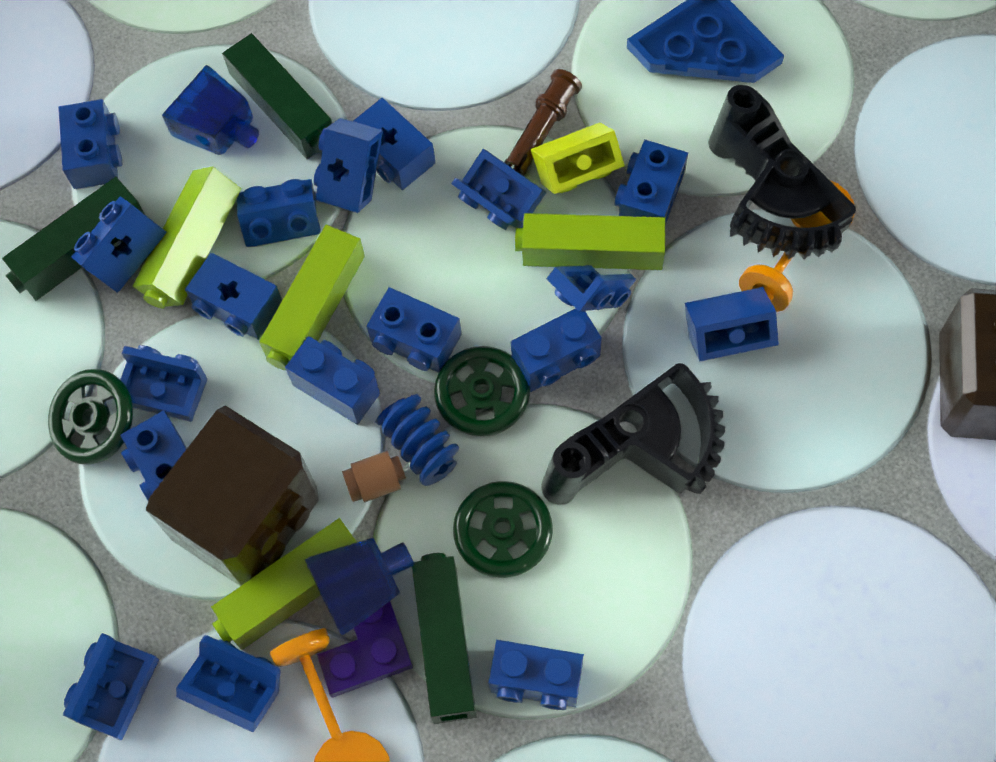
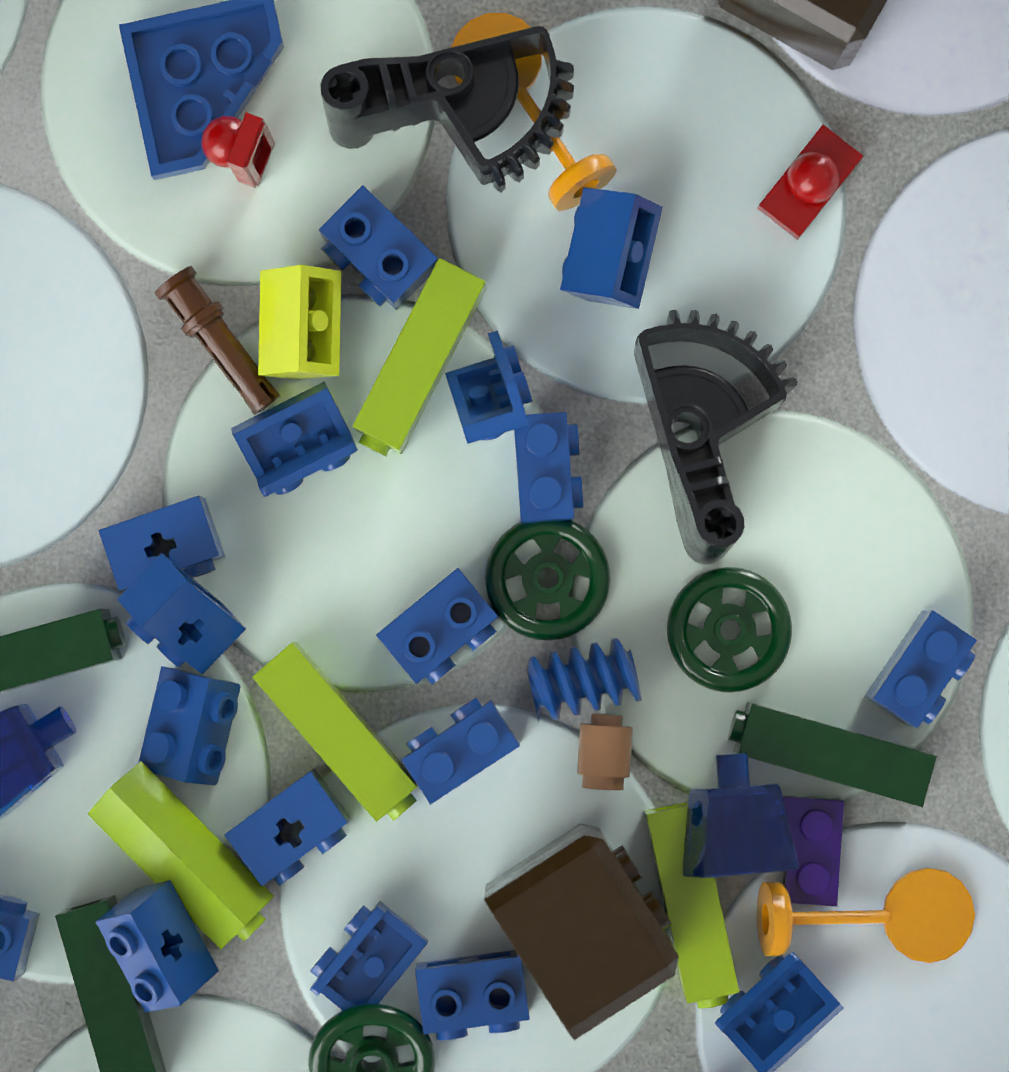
camera: 65 degrees left, 20 degrees up
(673, 77) = (239, 146): none -> red tile
(853, 442) = (810, 182): none -> red tile

